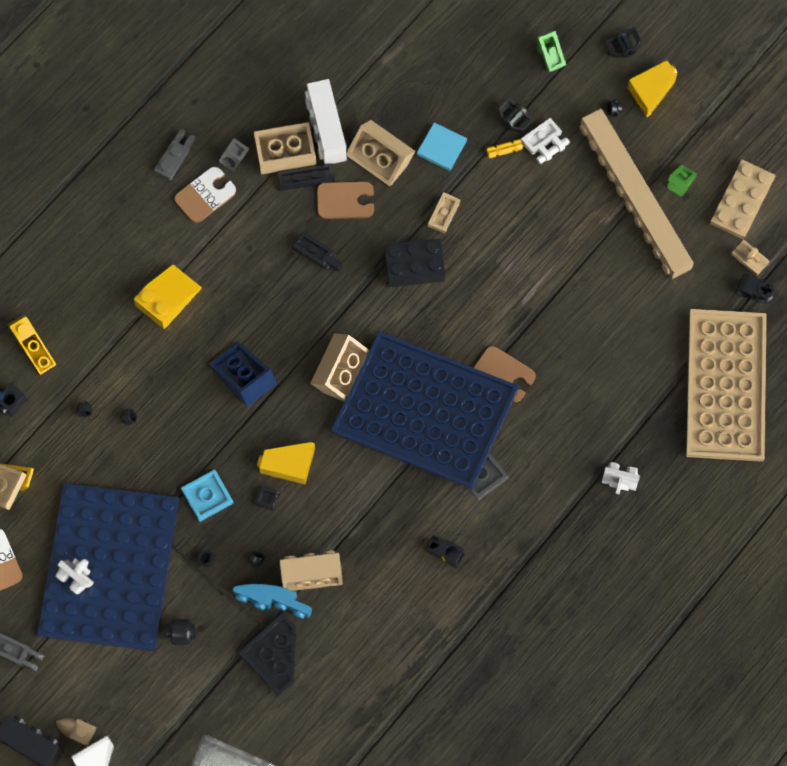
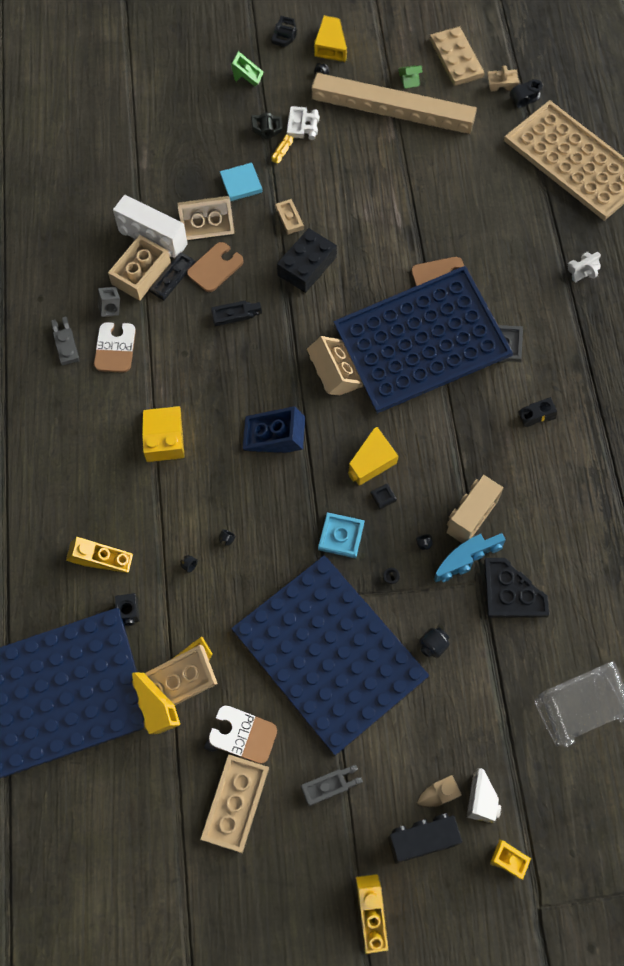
camera: 45 degrees left, 5 degrees down
(77, 572) = (326, 680): white hips -> none

